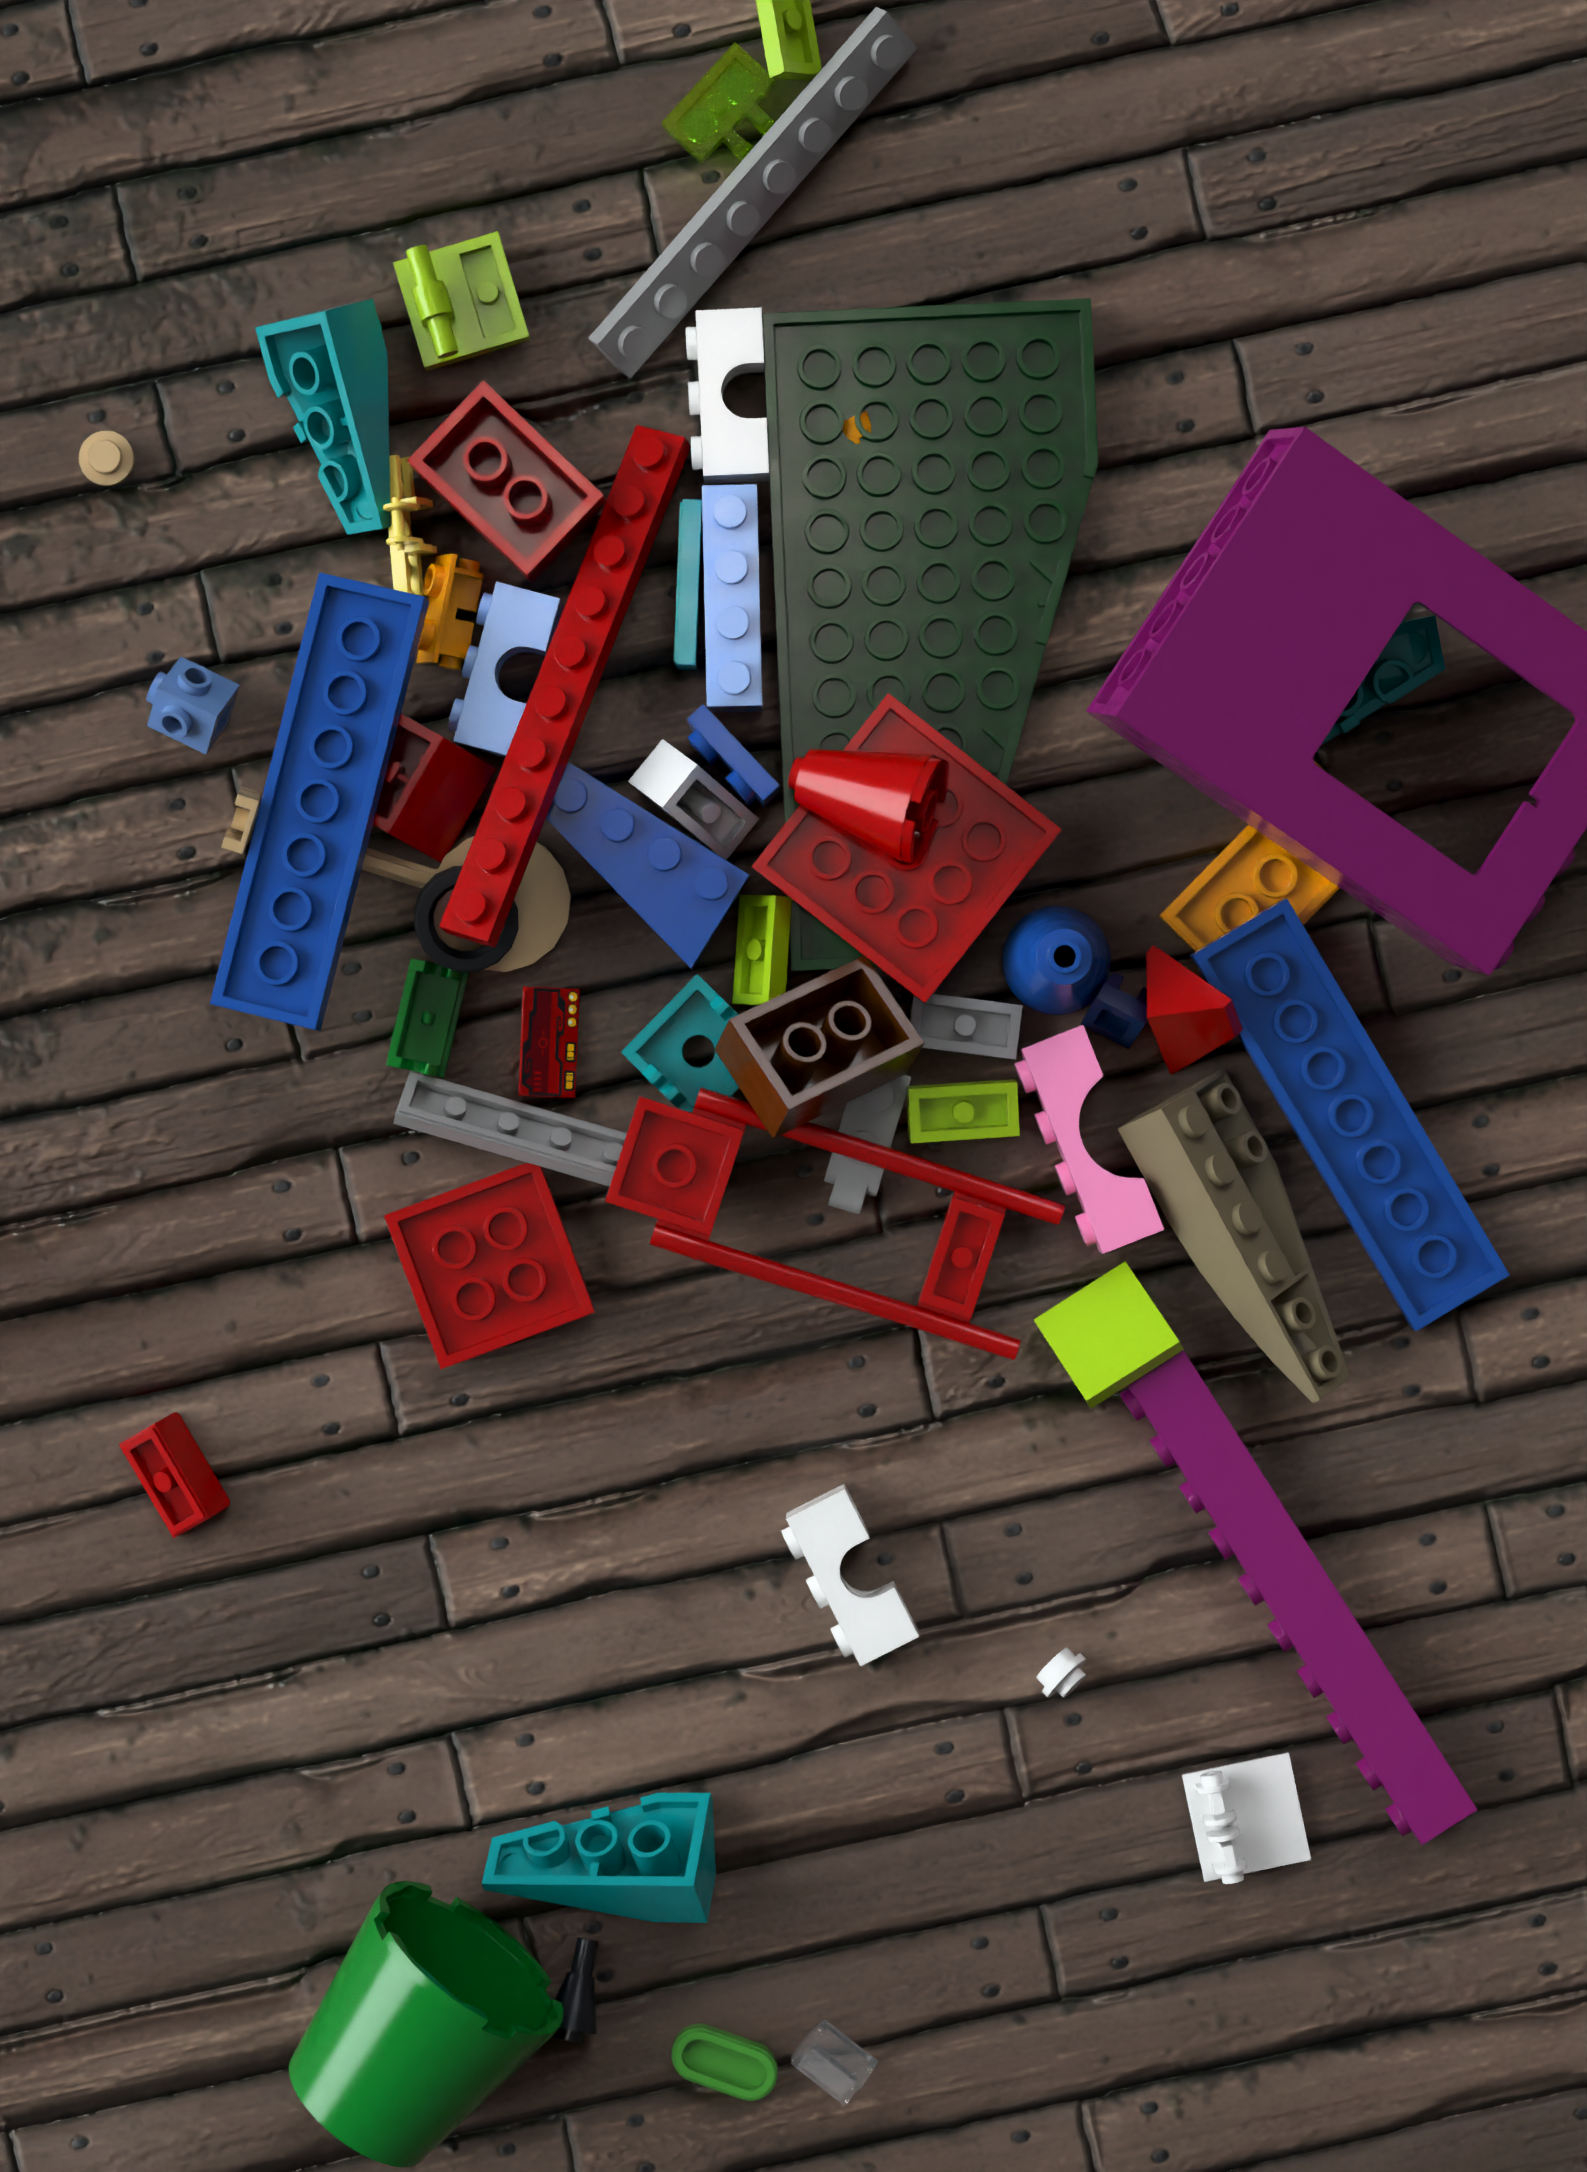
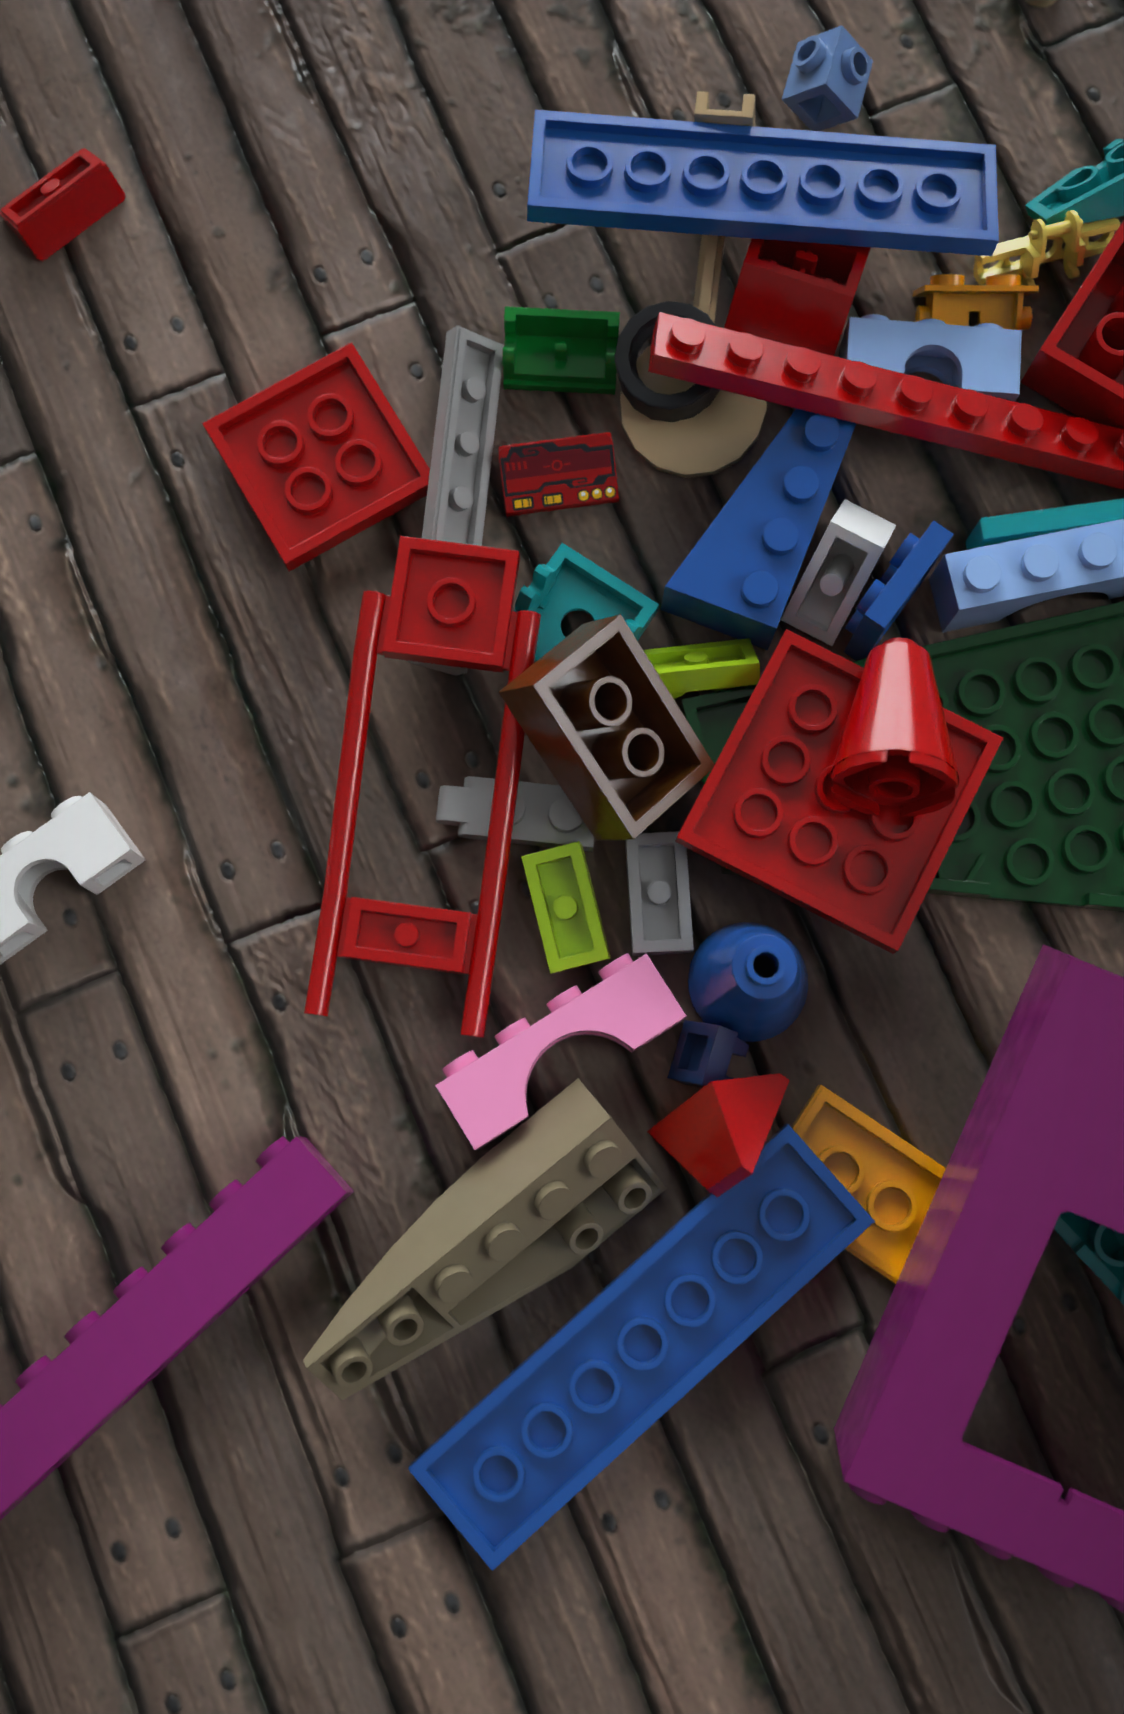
camera: 80 degrees right, 10 degrees down
(1108, 1334) = (345, 1111): lime tile -> none

